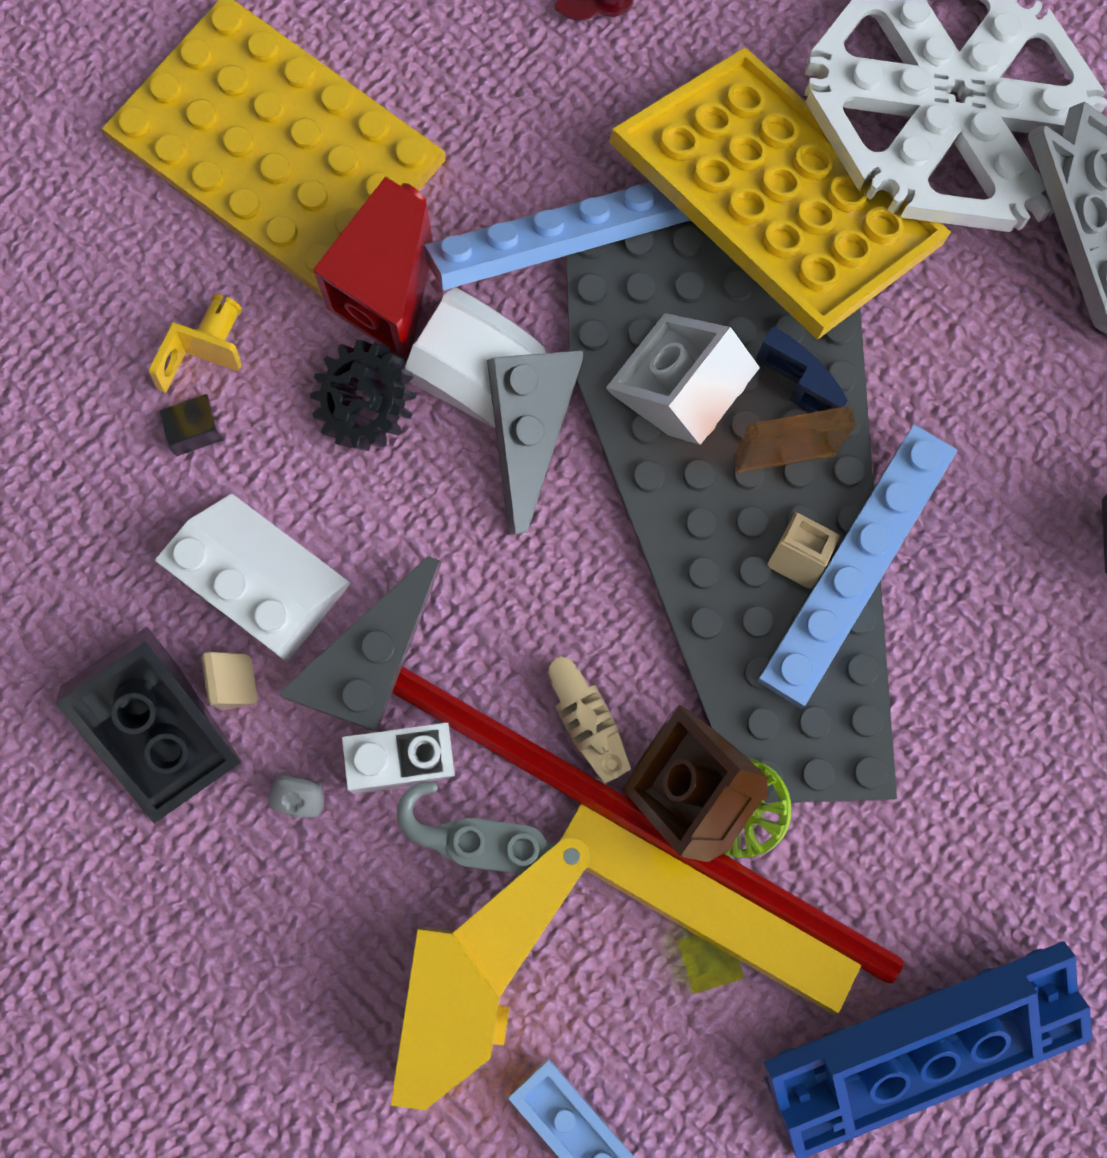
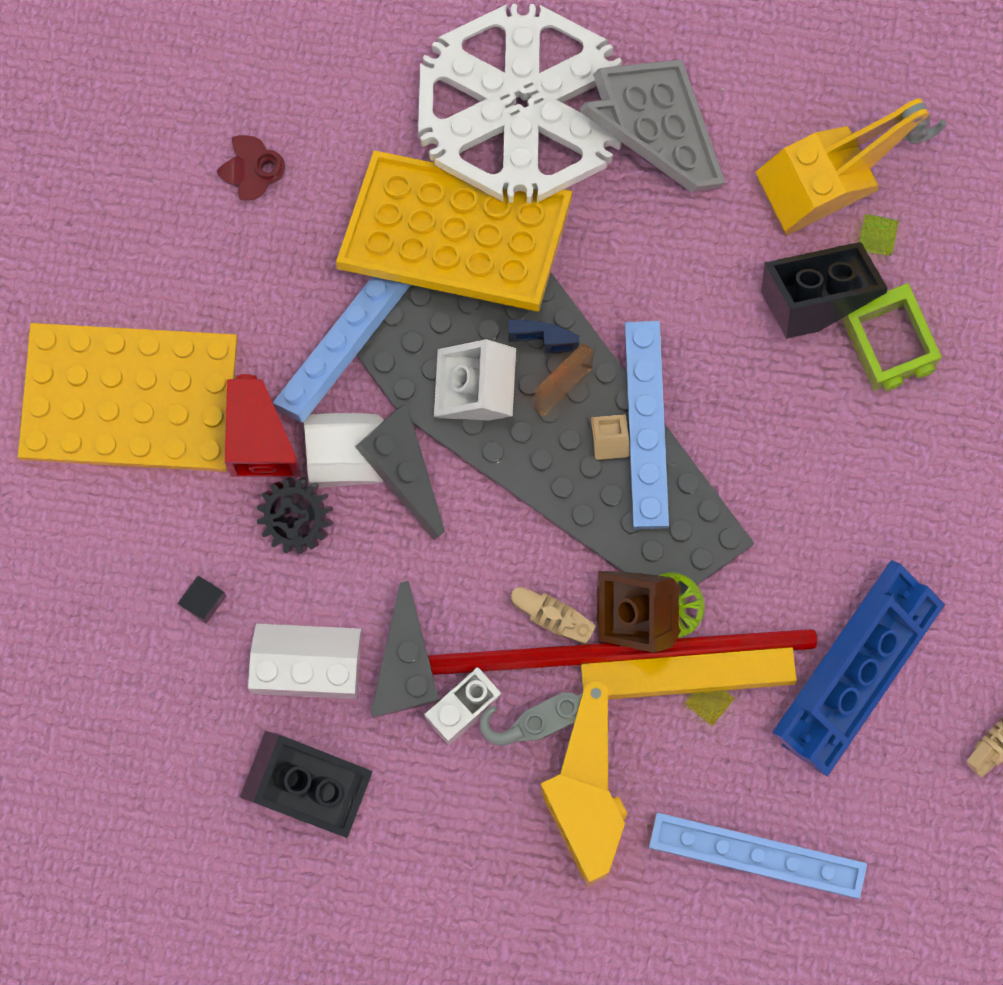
camera: 30 degrees left, 0 degrees up
(205, 342) = (177, 545): yellow bracket -> none
(229, 680) = (334, 729): tan slope -> none
(296, 796) = (418, 767): light grey piece -> none

